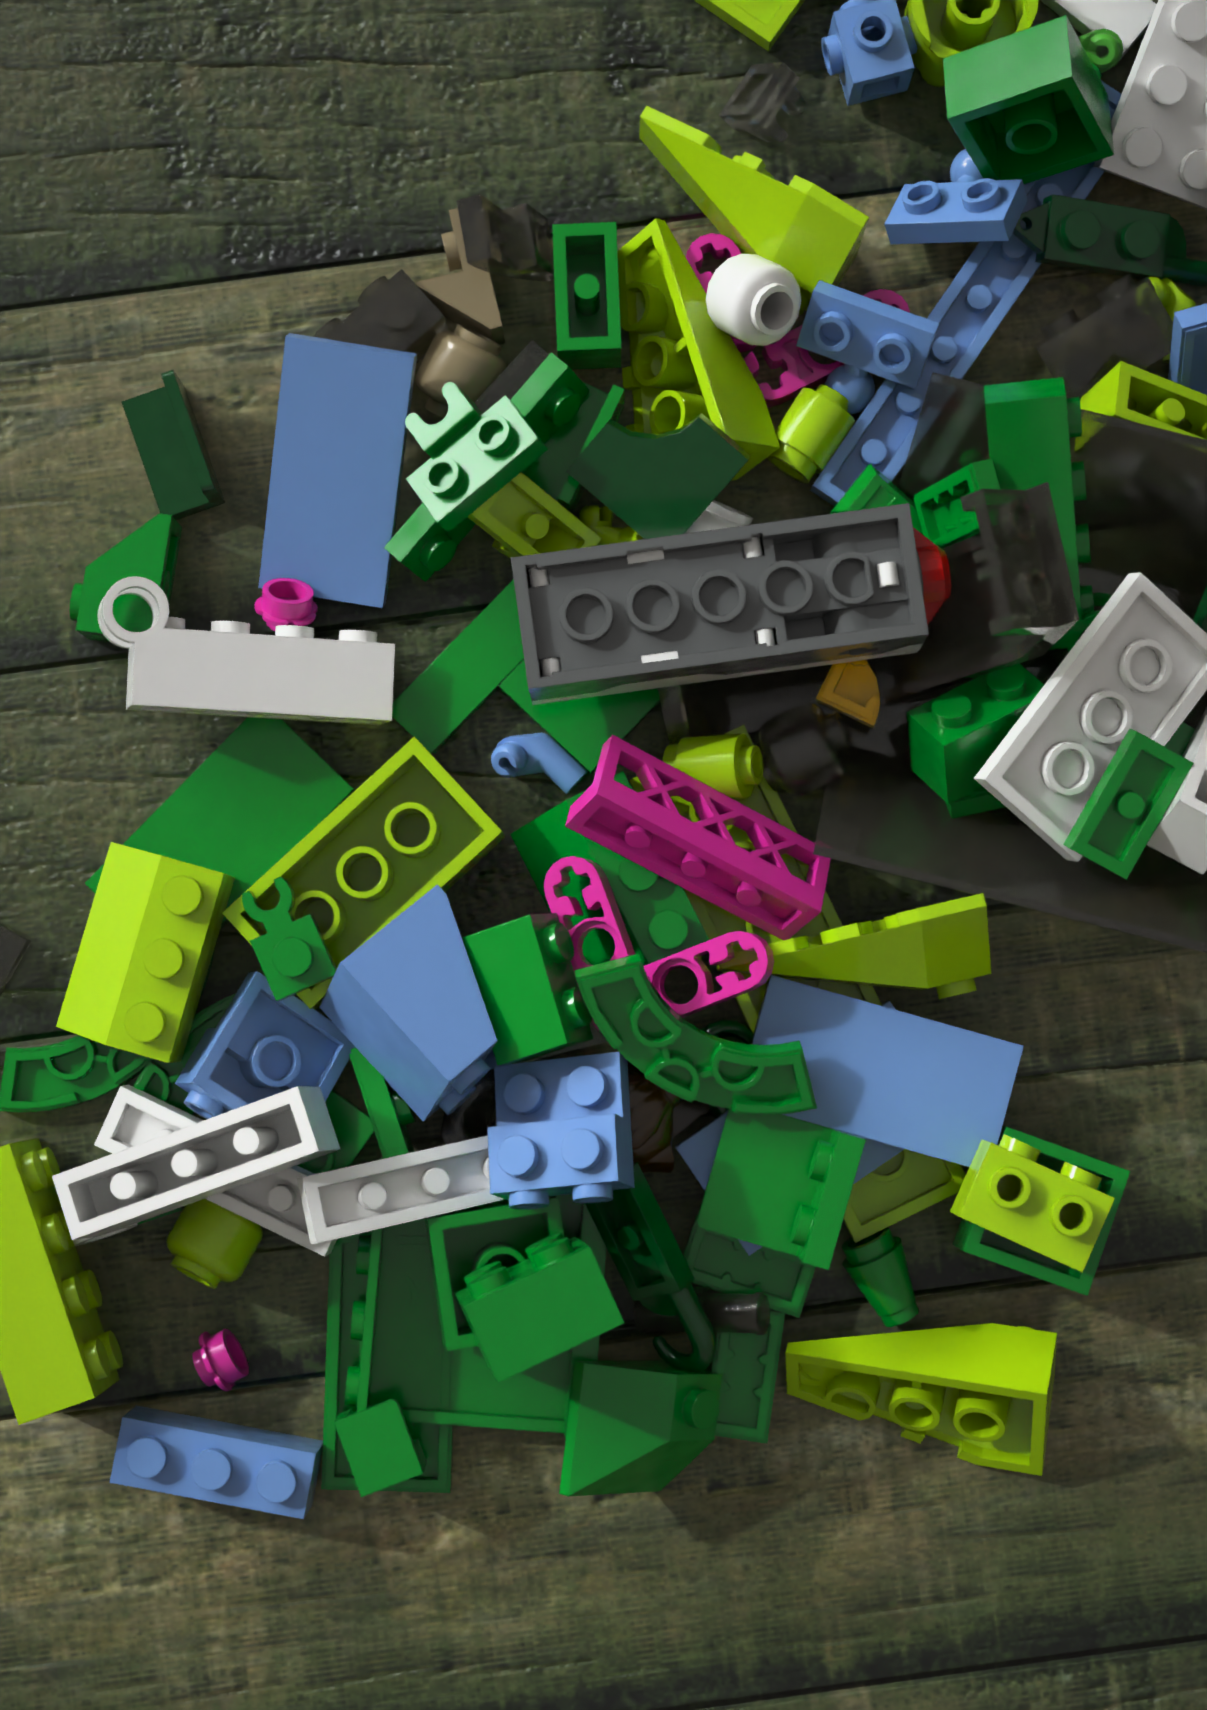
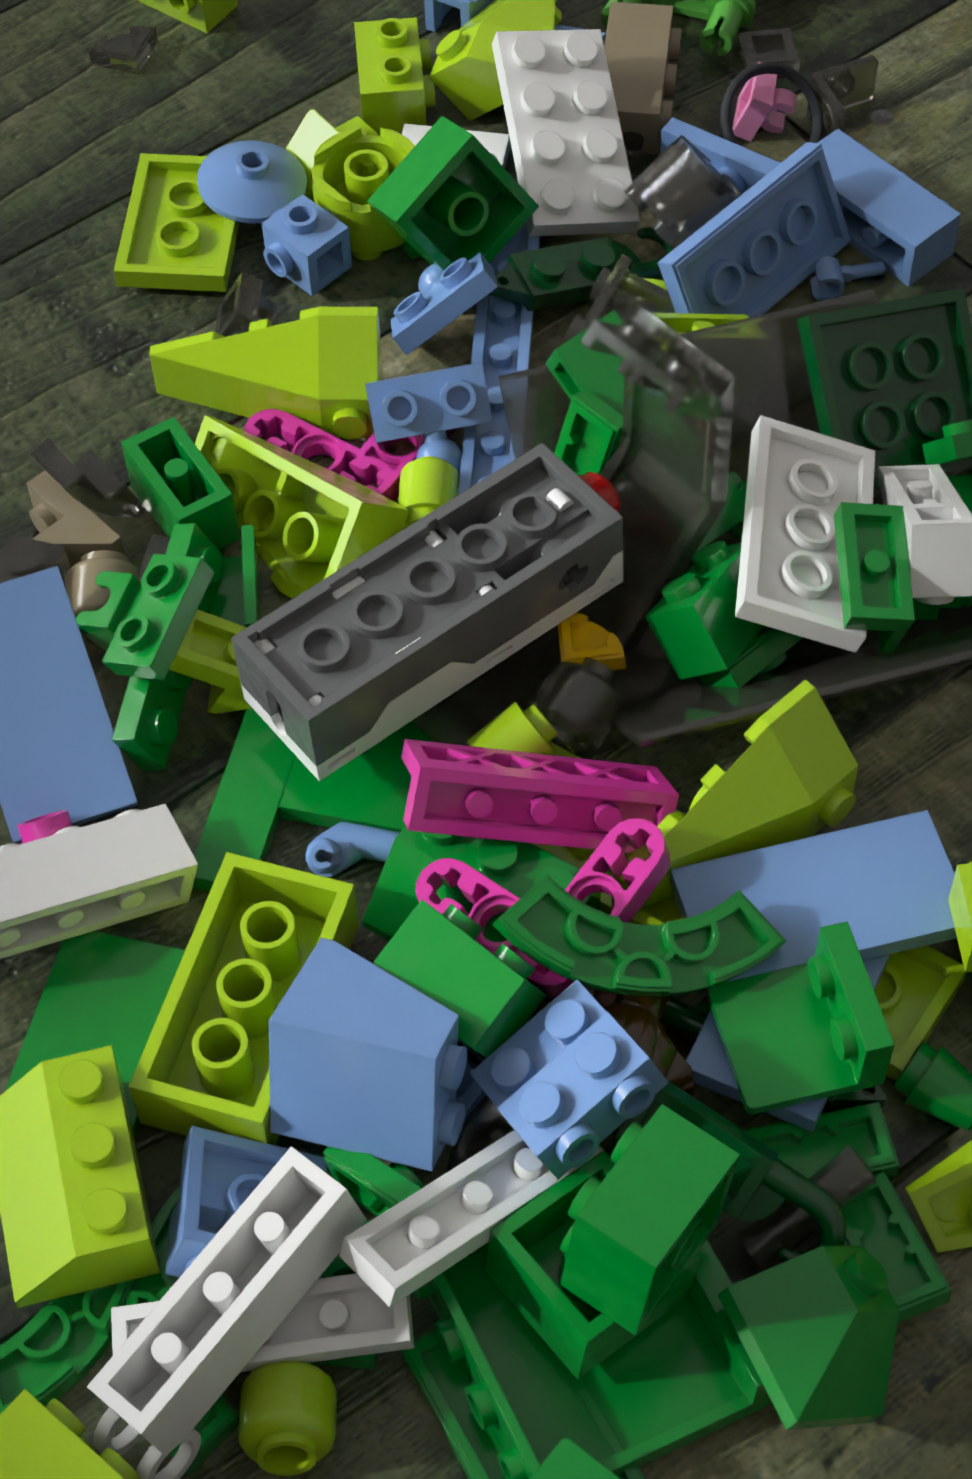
camera: 30 degrees left, 30 degrees down
(291, 950) = (211, 1076): green plate -> none
(659, 479) = (301, 556): dark green tile -> none
(753, 299) = (321, 418): white head -> none

